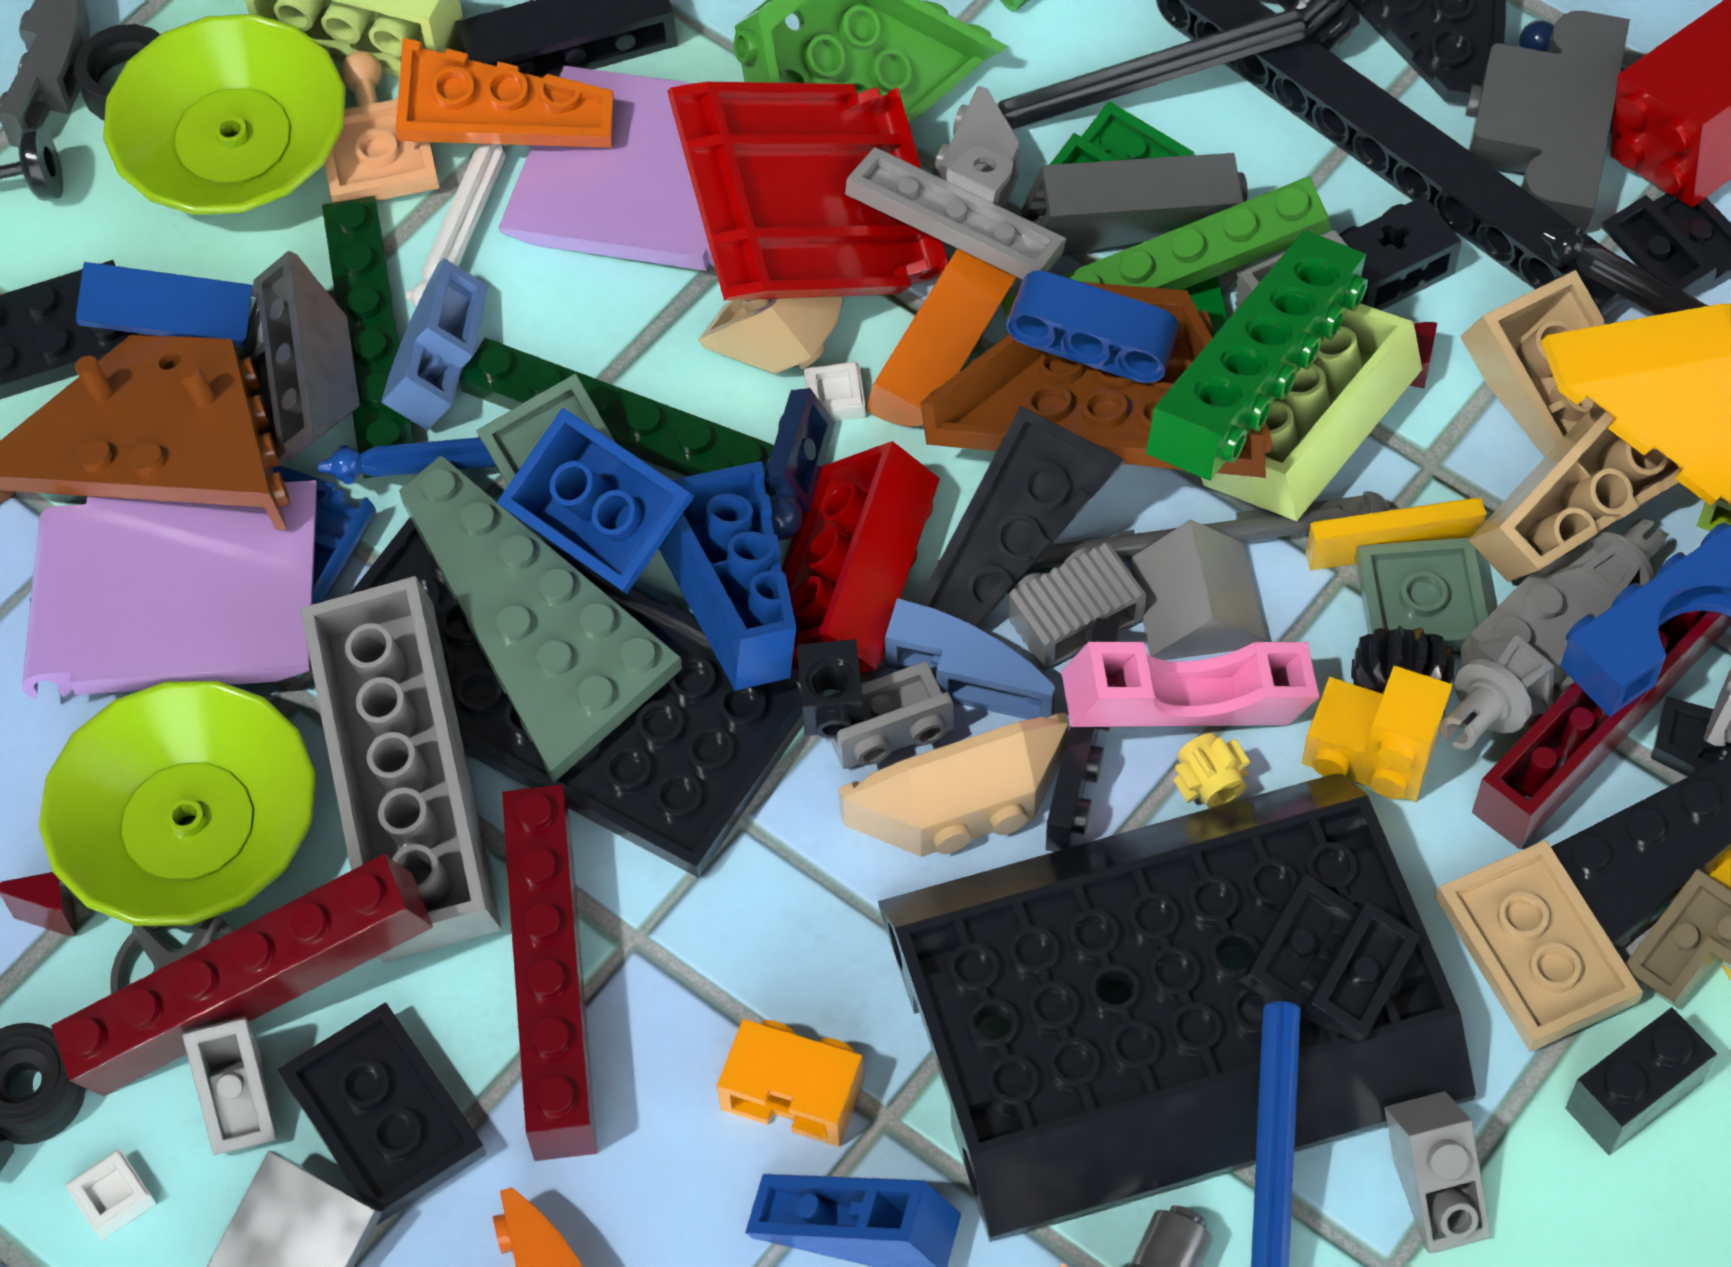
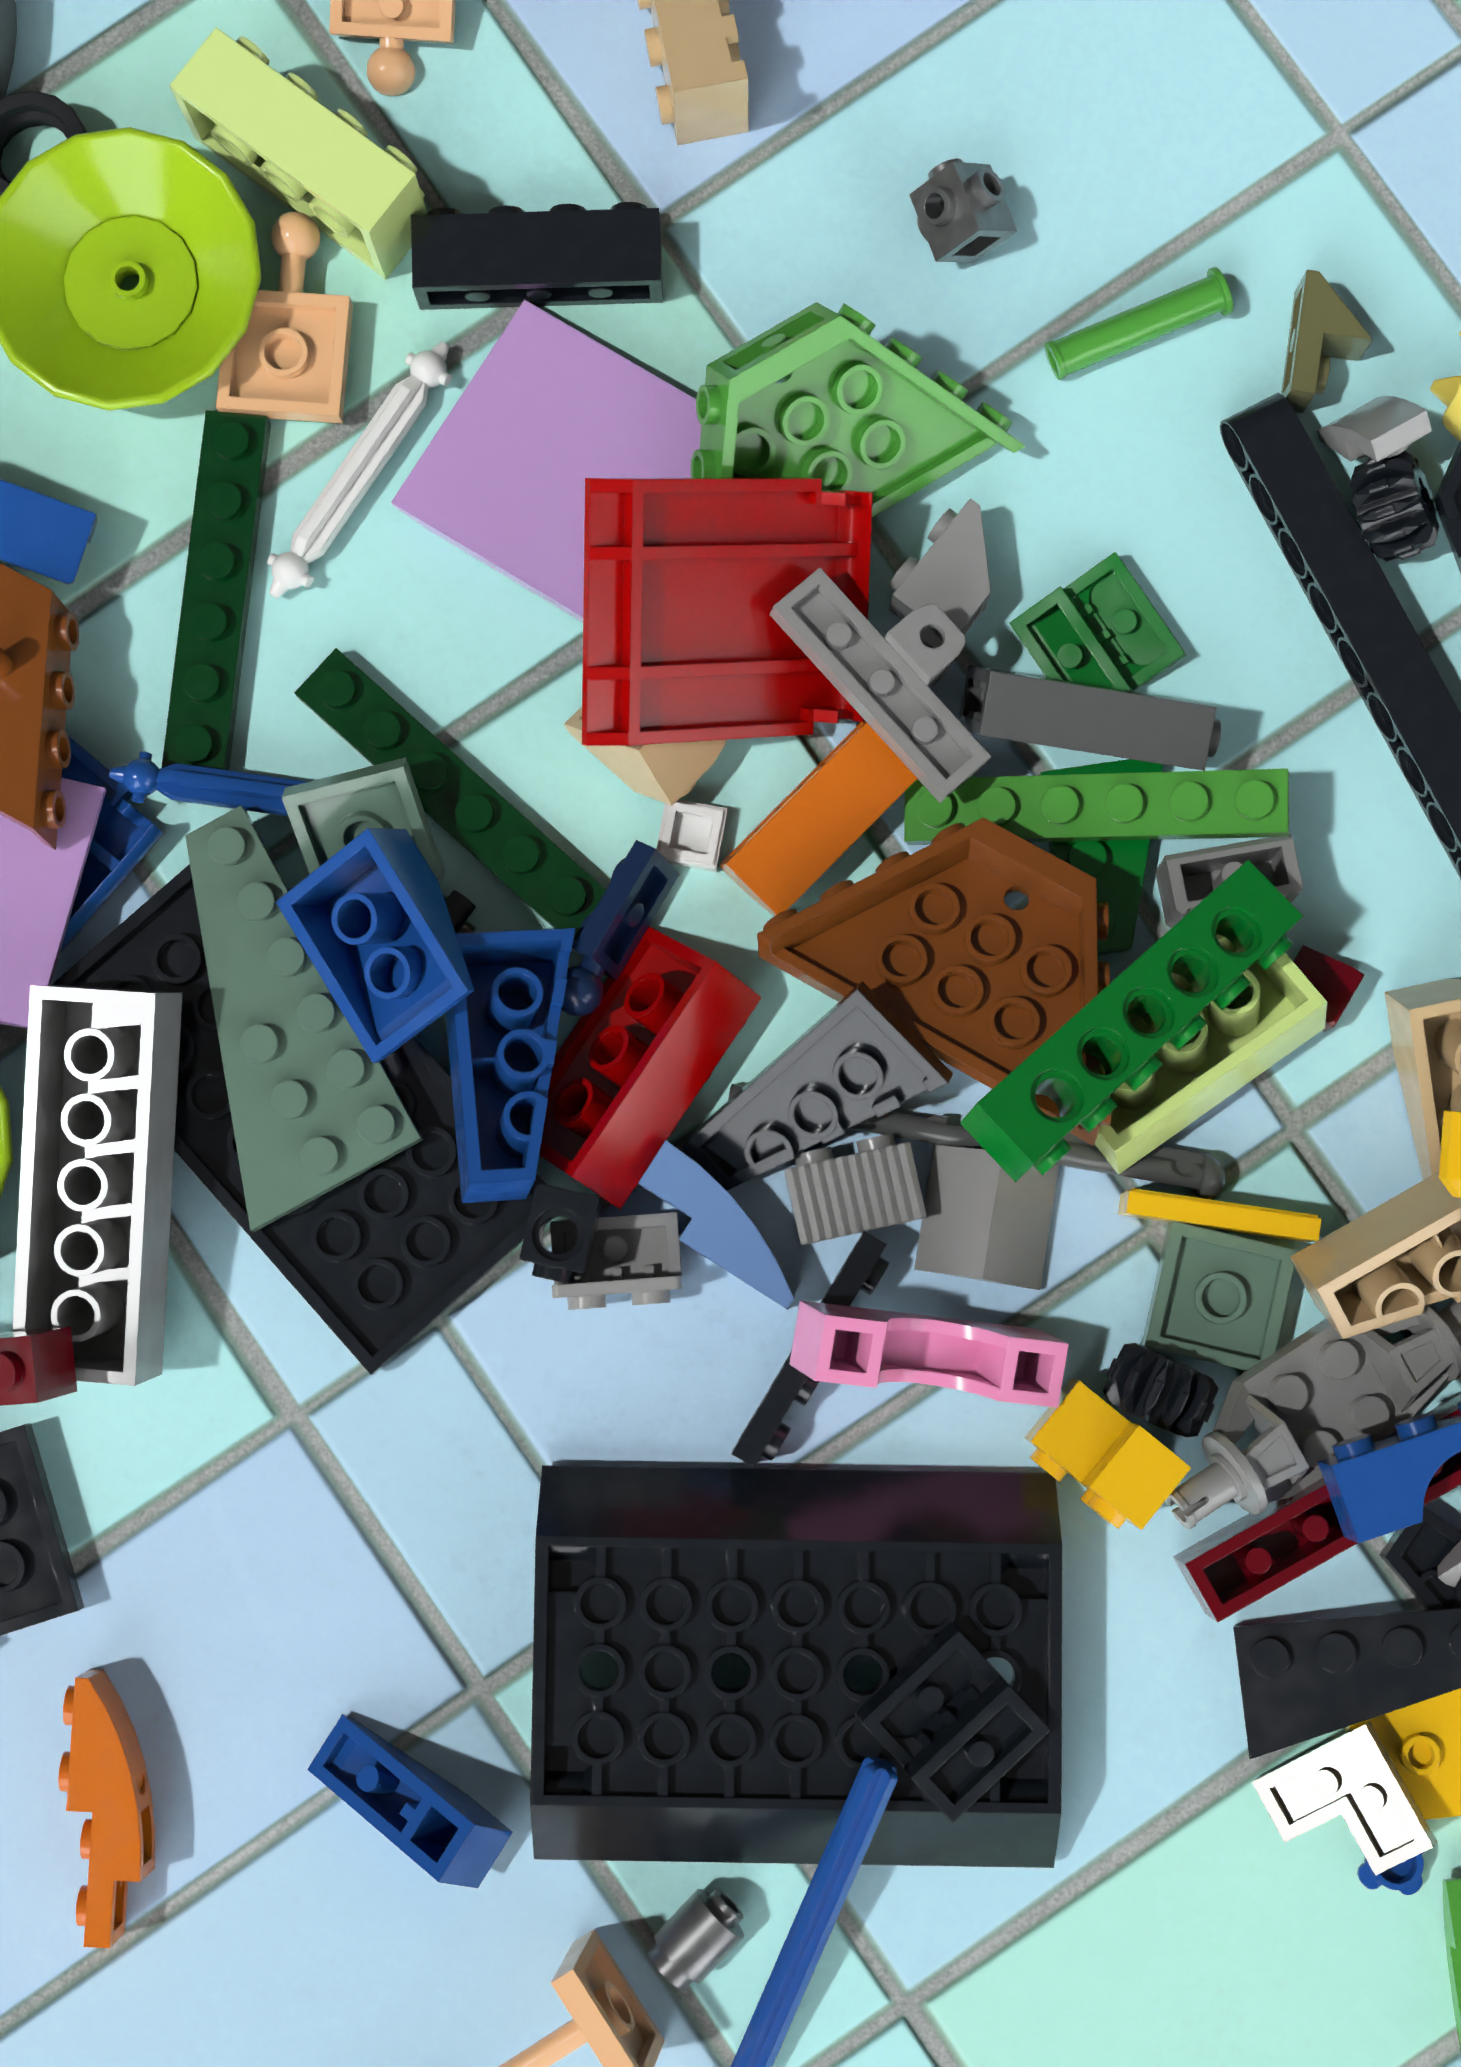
camera: 20 degrees right, 25 degrees up
(300, 355) = (130, 634): flat silver wedge -> none
(436, 345) = (280, 646): medium blue slope -> none
(480, 103) = (407, 341): orange wing -> none
(548, 974) = (191, 1444): dark red brick -> none
(793, 1078) = (396, 1635): light orange brick -> none
(959, 789) = (665, 1375): tan wedge -> none
(1093, 326) = (974, 900): blue beam -> none
(1153, 68) = (1178, 532): black axle -> none
(1211, 770) = (923, 1435): light yellow gear -> none
(1404, 252) = (1390, 857): black brick -> none
(1439, 1170) = (985, 1936): light grey slope -> none
(1538, 945) = (1179, 1730): tan plate -> none
(1640, 1081) = (1218, 1915): black brick -> none

